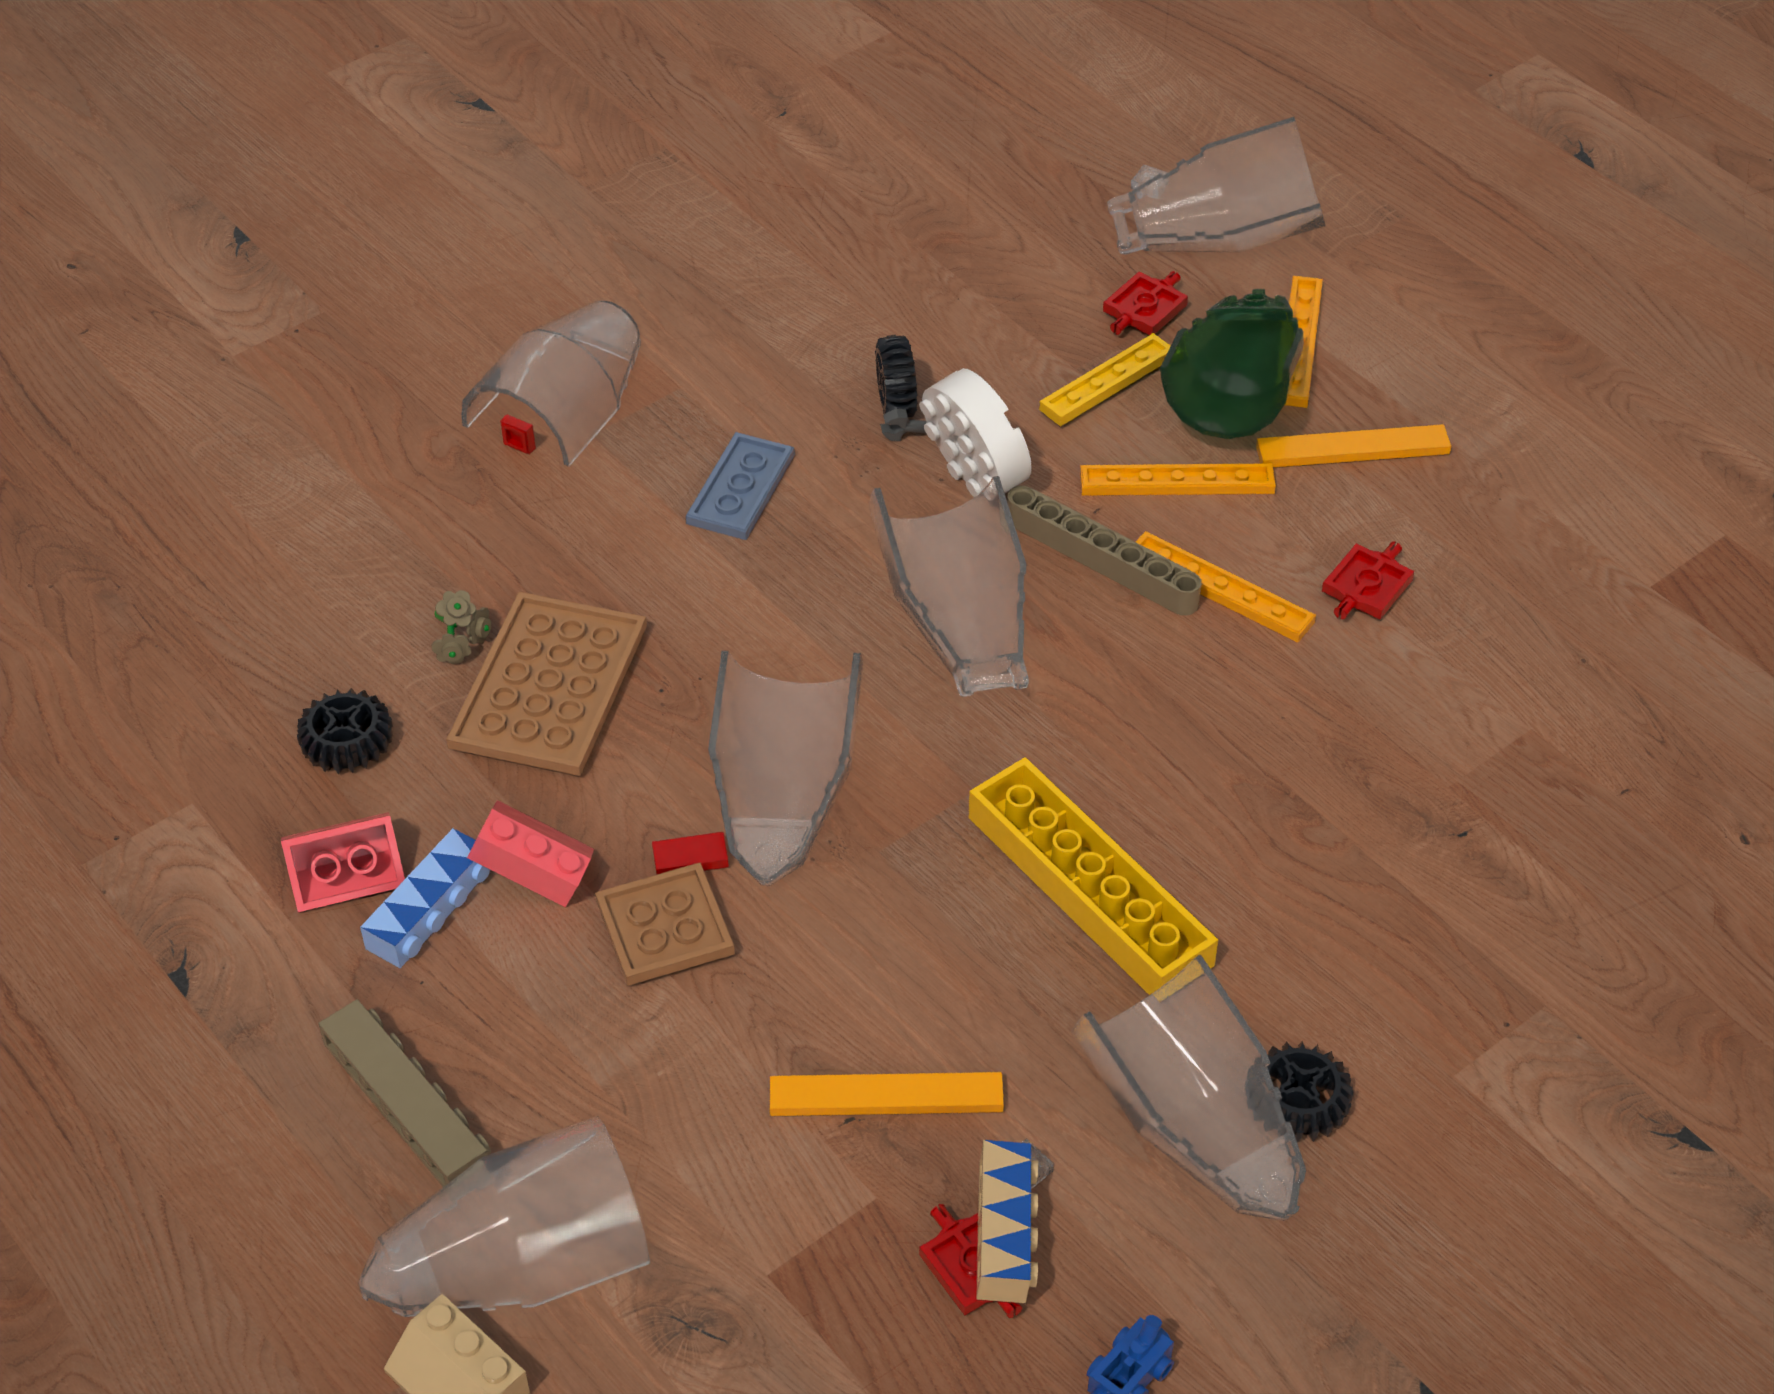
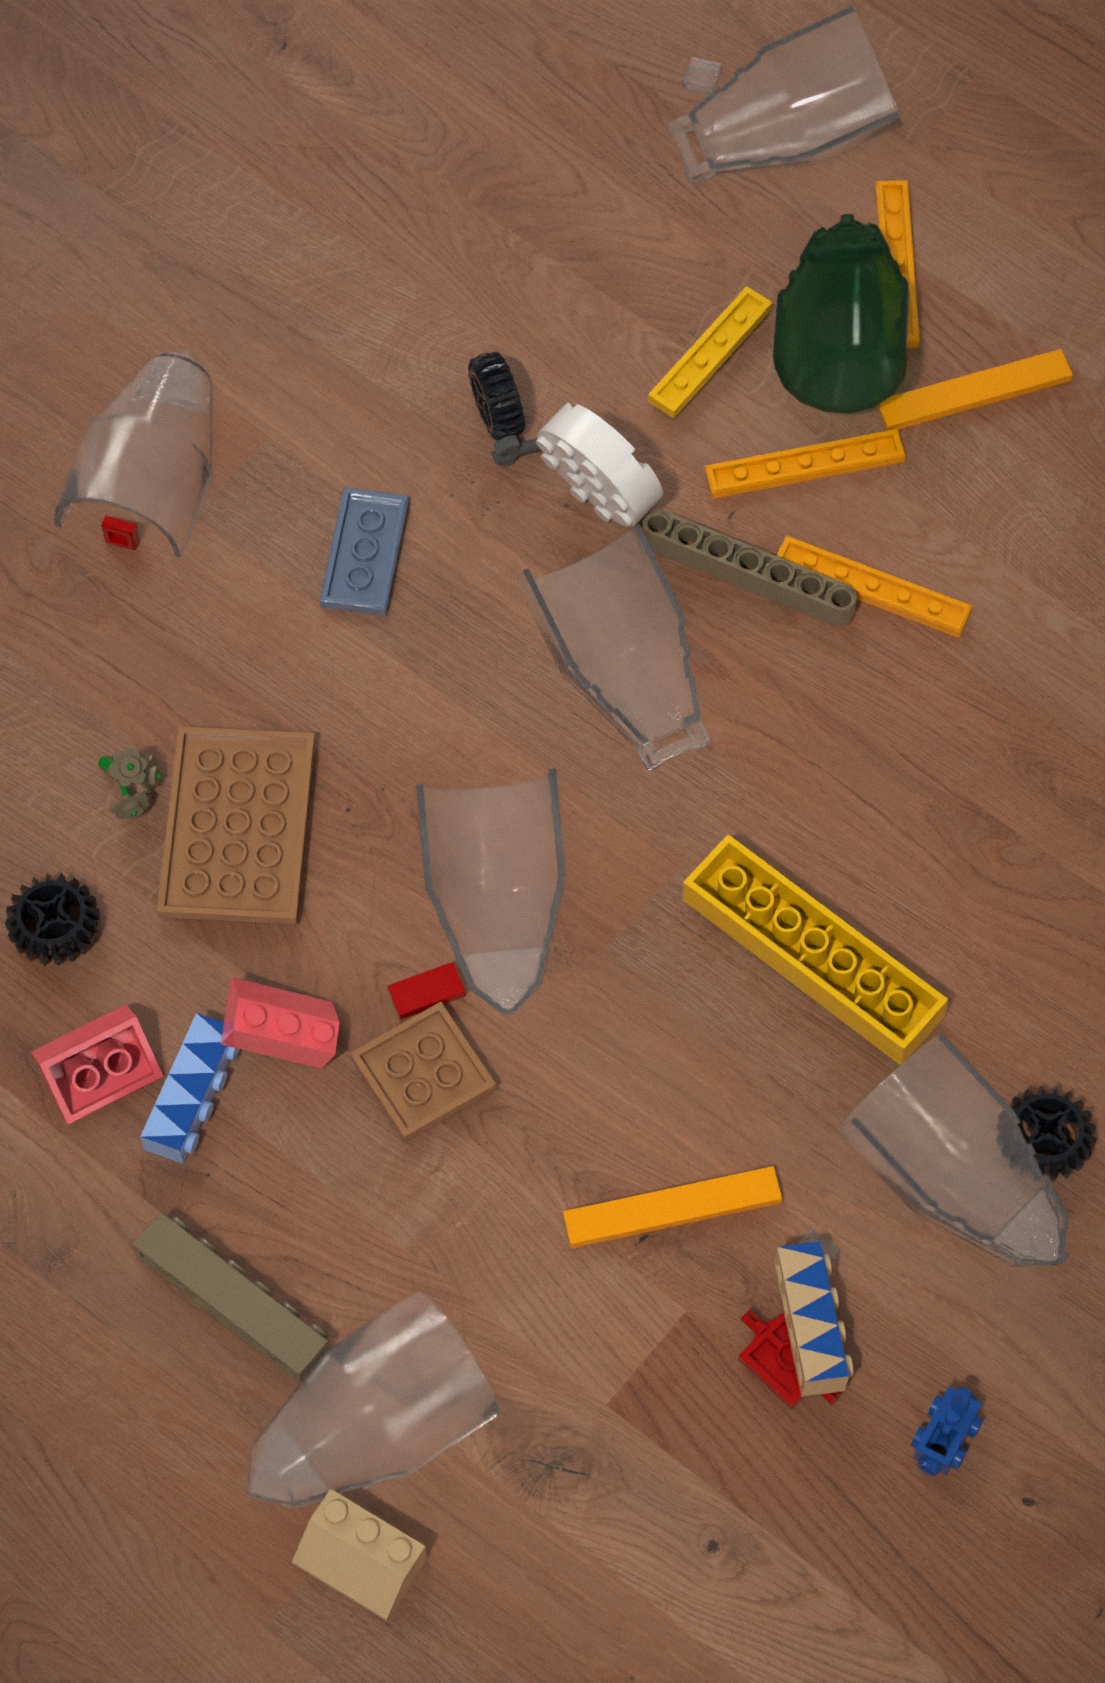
camera: 10 degrees left, 15 degrees up
(1145, 303) = (730, 245): red plate -> none
(1368, 581) = (1016, 556): red plate -> none

